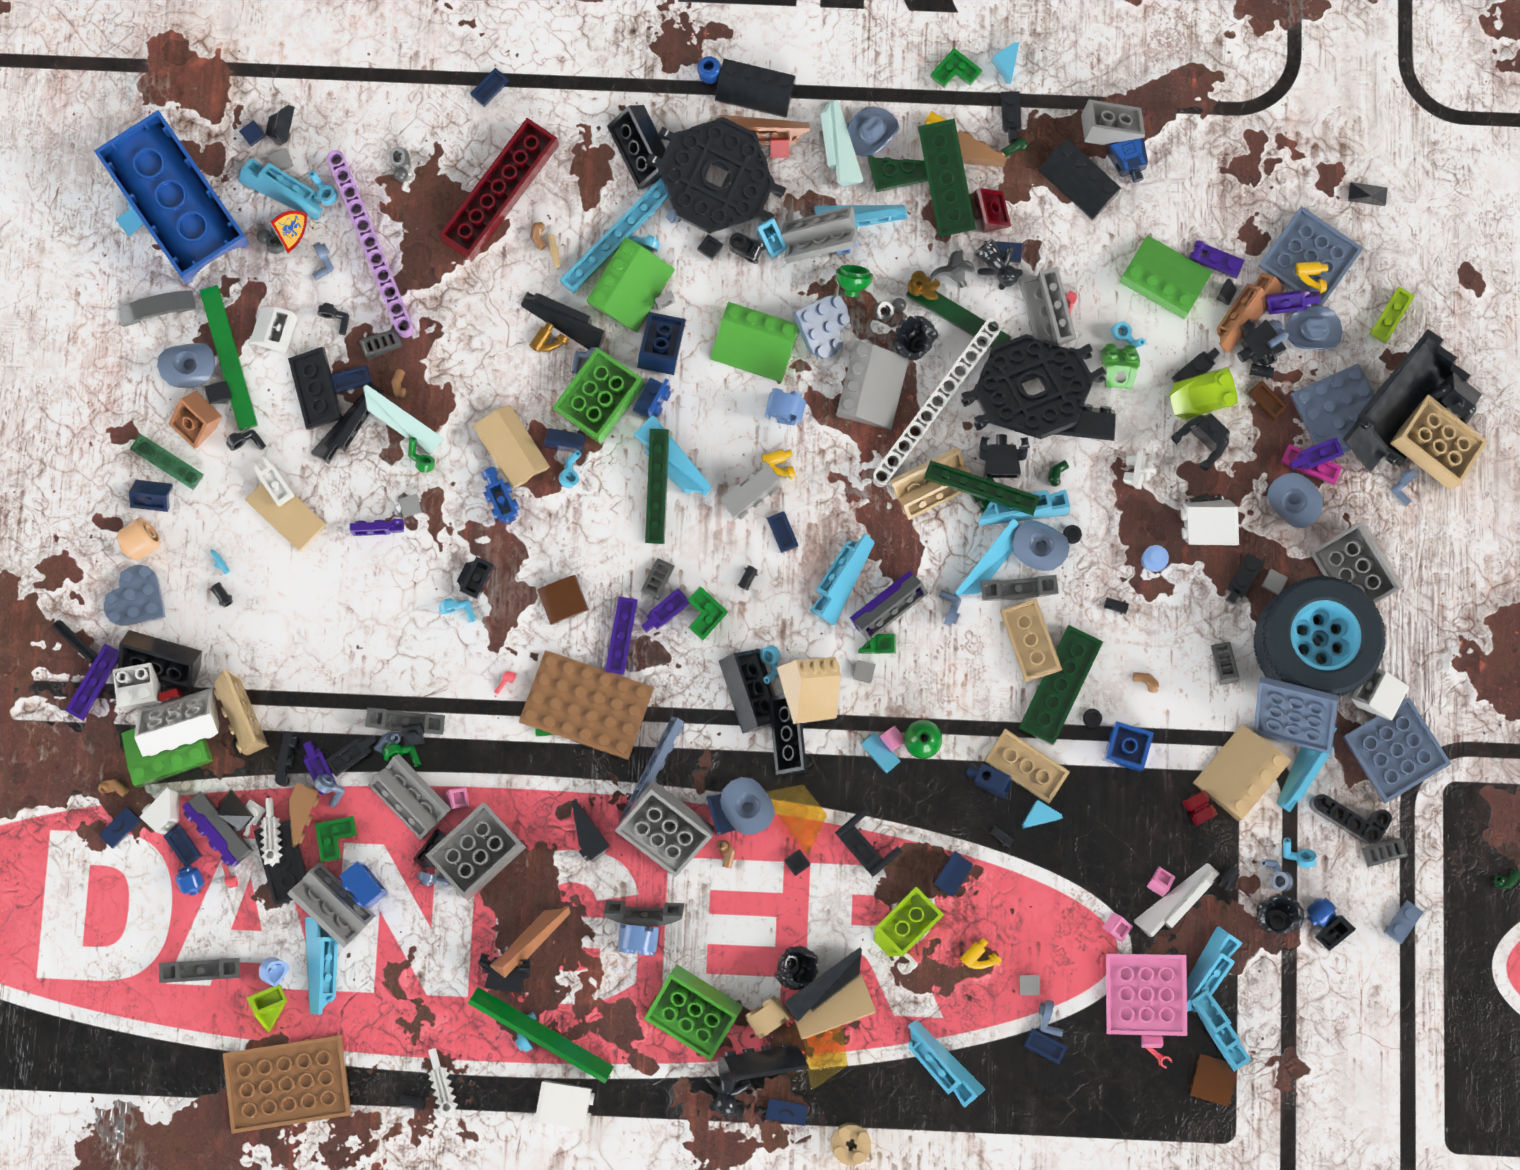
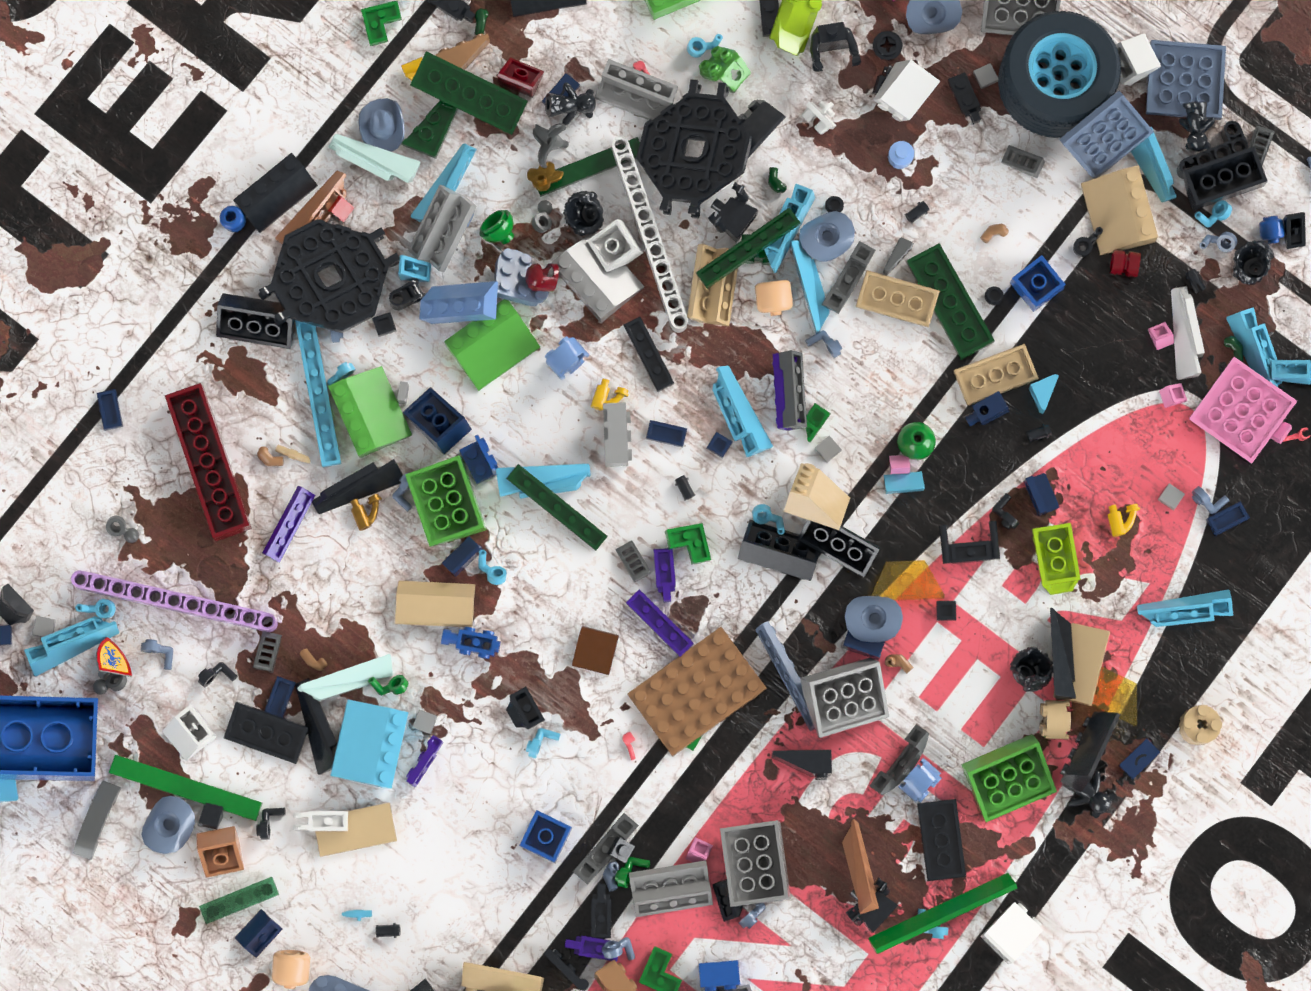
camera: 55 degrees left, 0 degrees up
(359, 473) = (369, 744): none -> medium azure slope
(381, 666) = (545, 836): none -> blue brick
(494, 287) = (288, 524): none -> plate
(603, 992) = (941, 840): none -> black tile
(768, 291) = (459, 303): none -> medium blue slope
(803, 581) = (719, 445): none -> dark blue tile
(833, 340) = (538, 279): none -> dark red helmet
(838, 472) = (648, 354): none -> black tile
(907, 381) = (615, 245): none -> white slope
(909, 861) = (1008, 520): none -> black plate
(957, 538) = (774, 297): none -> light nougat head
(1071, 614) = (900, 251): none -> dark grey slope
(1195, 764) = (1087, 242): none -> black plate
(1198, 951) = (1237, 347): none -> dark green arm
(1239, 474) = (893, 39): none -> black gear
(1335, 840) = (1224, 178): none -> black slope
(1363, 786) = (1197, 125): none -> black piece

